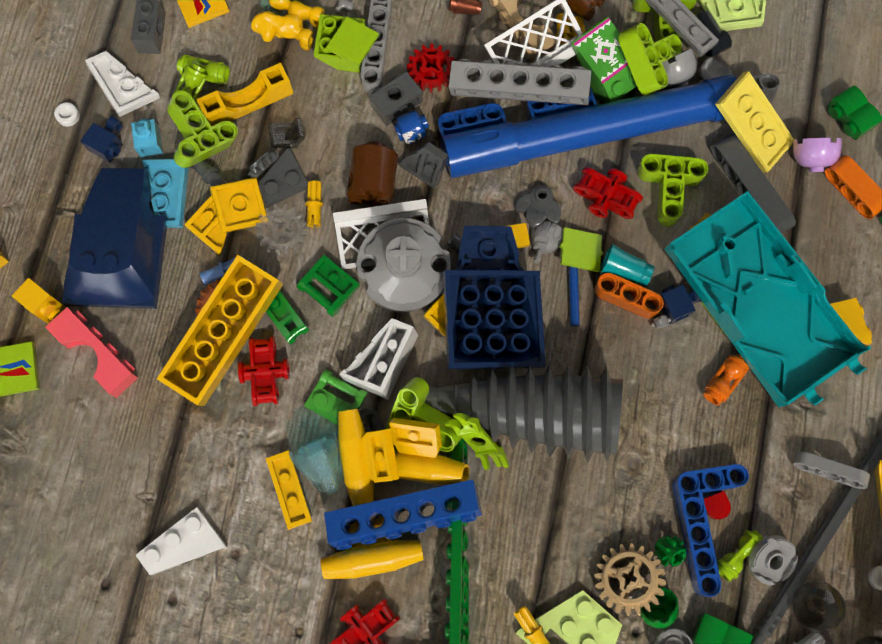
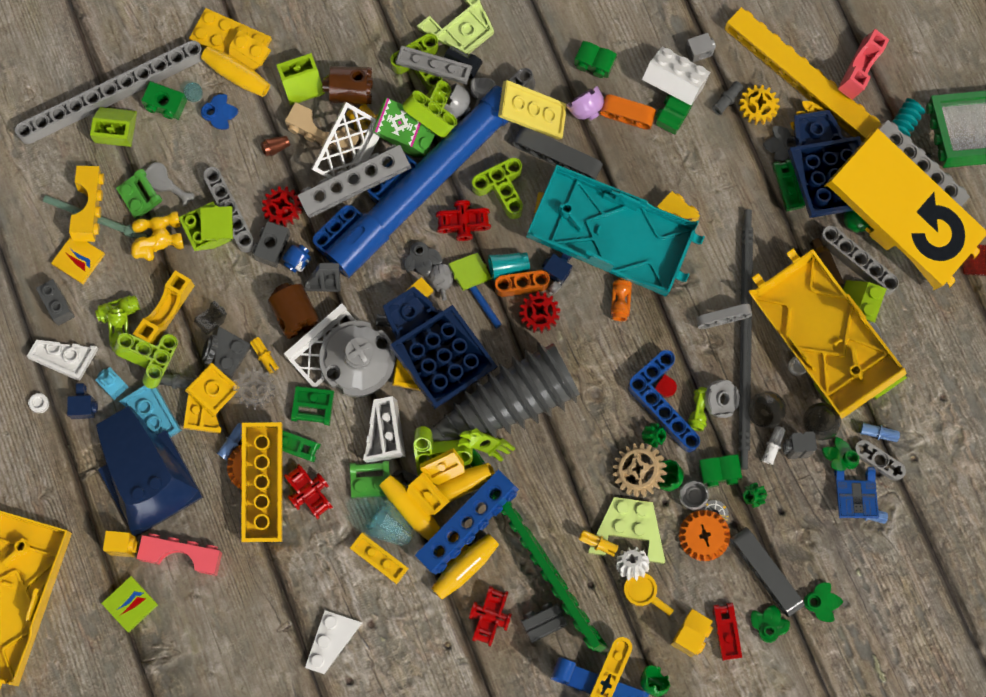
camera: 35 degrees left, 0 degrees up
(626, 328) = (534, 307): none -> red gear

